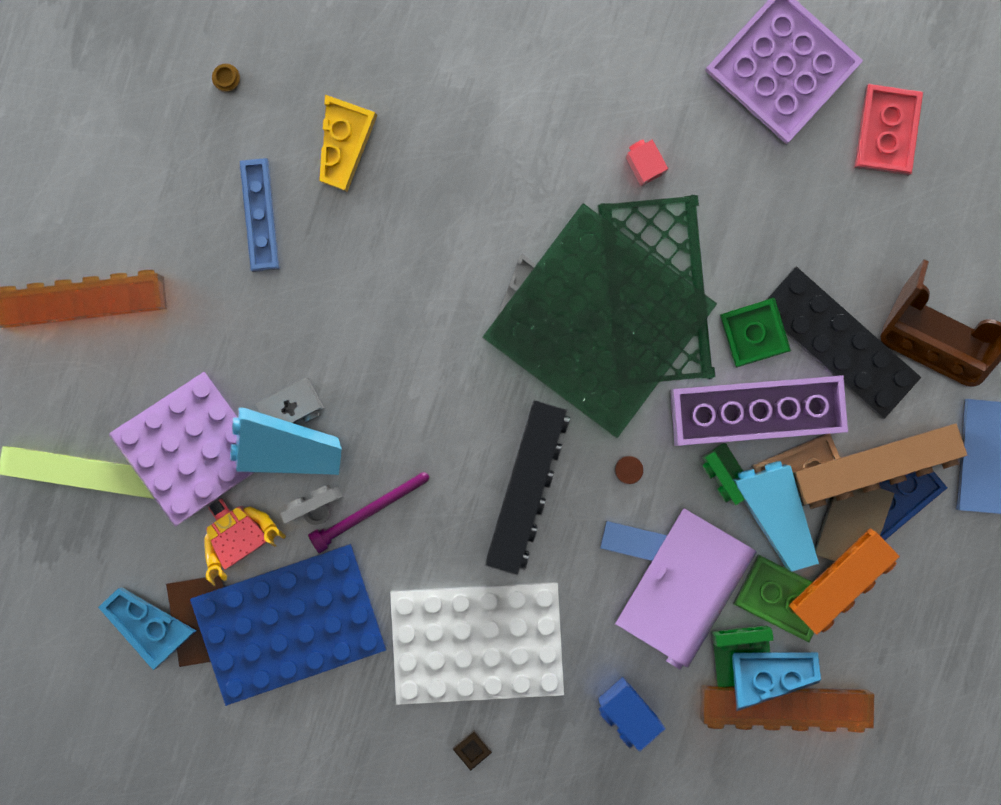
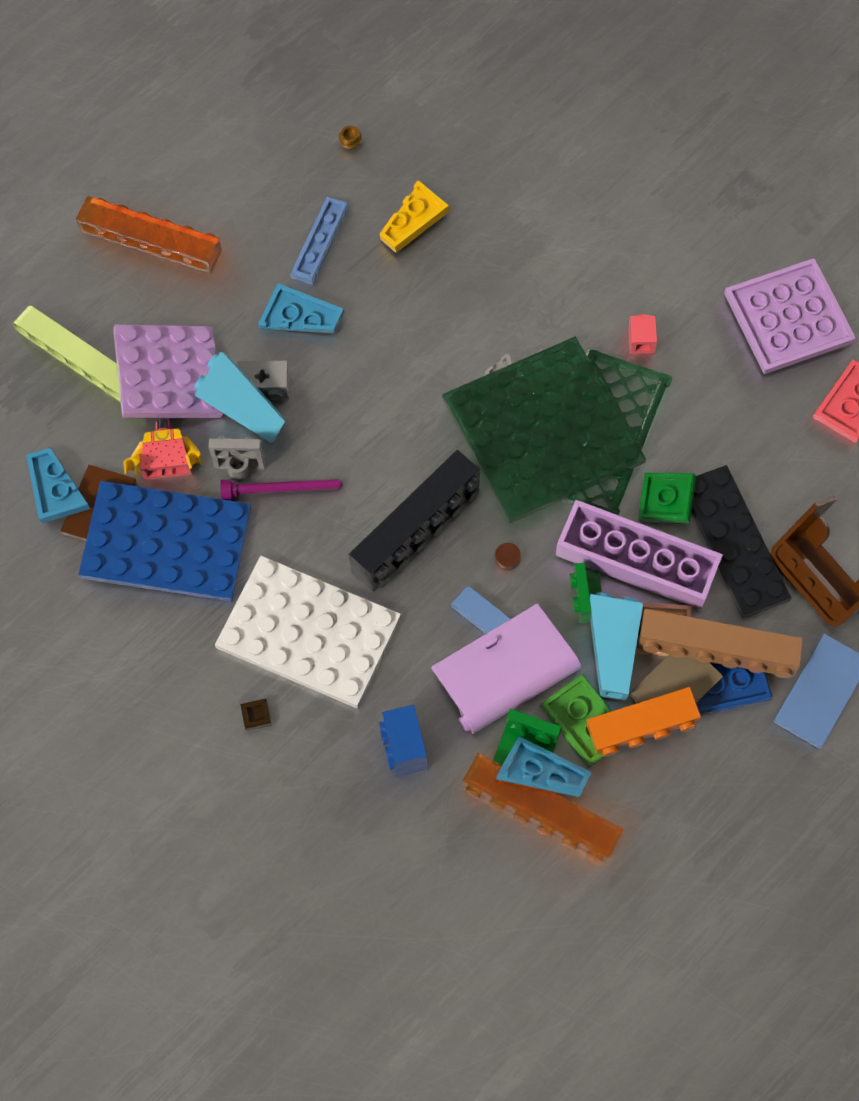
camera: 30 degrees right, 20 degrees down
(284, 310) = (299, 312): none -> dark azure wing

